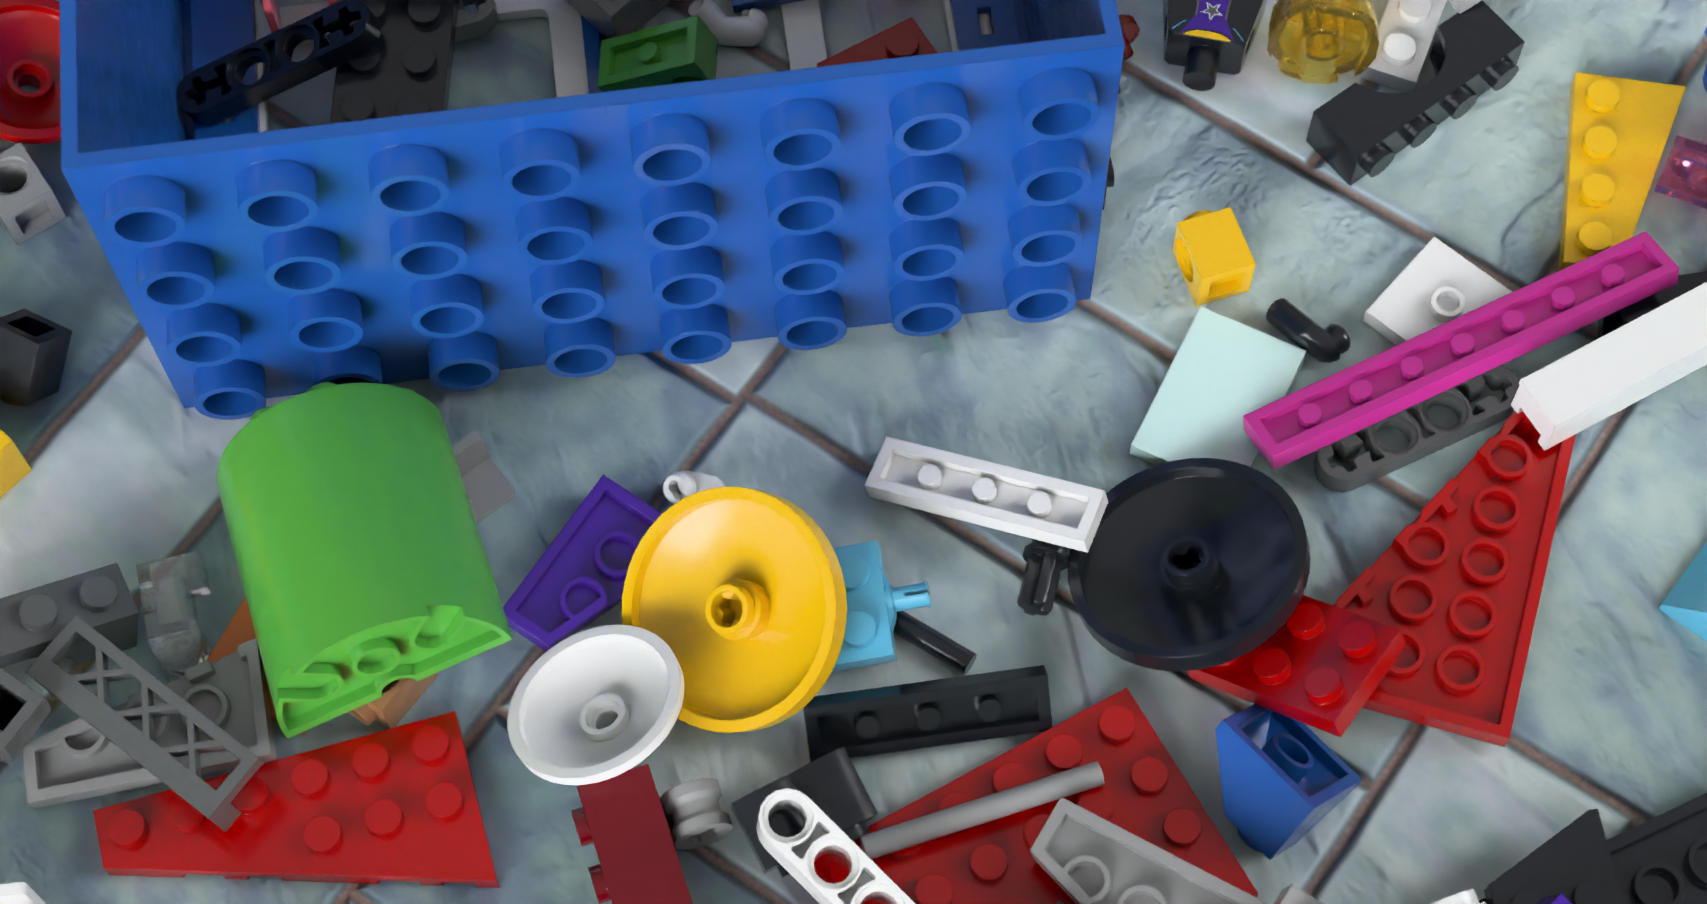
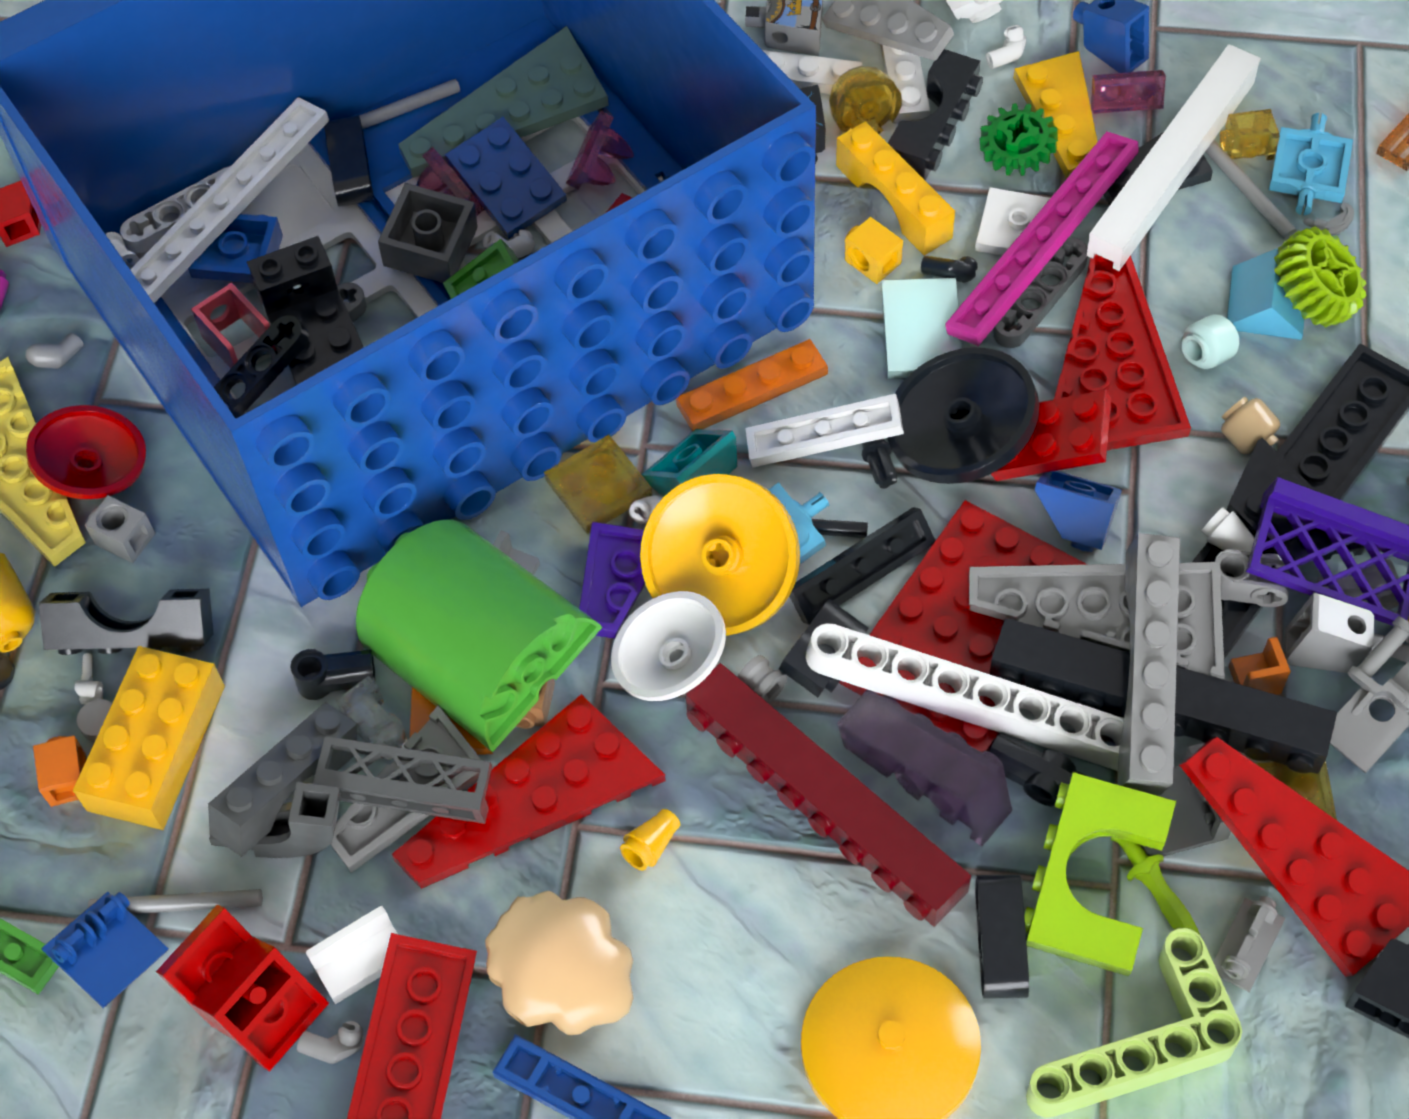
camera: 25 degrees left, 5 degrees down
(166, 521) = (335, 671): none -> black piece
(647, 421) = (597, 483): none -> clear yellow plate
(789, 454) = (696, 455): none -> teal slope
(937, 376) = (752, 385): none -> orange plate
(982, 810) = (932, 593): light grey bar -> none
(1308, 214) = (919, 209): none -> yellow arch
(1516, 183) = (1018, 139): none -> green gear
(1590, 40) = (1011, 50): none -> white arm
(1600, 776) = (1249, 422): none -> tan head
(1616, 620) = (1210, 341): none -> light aqua head

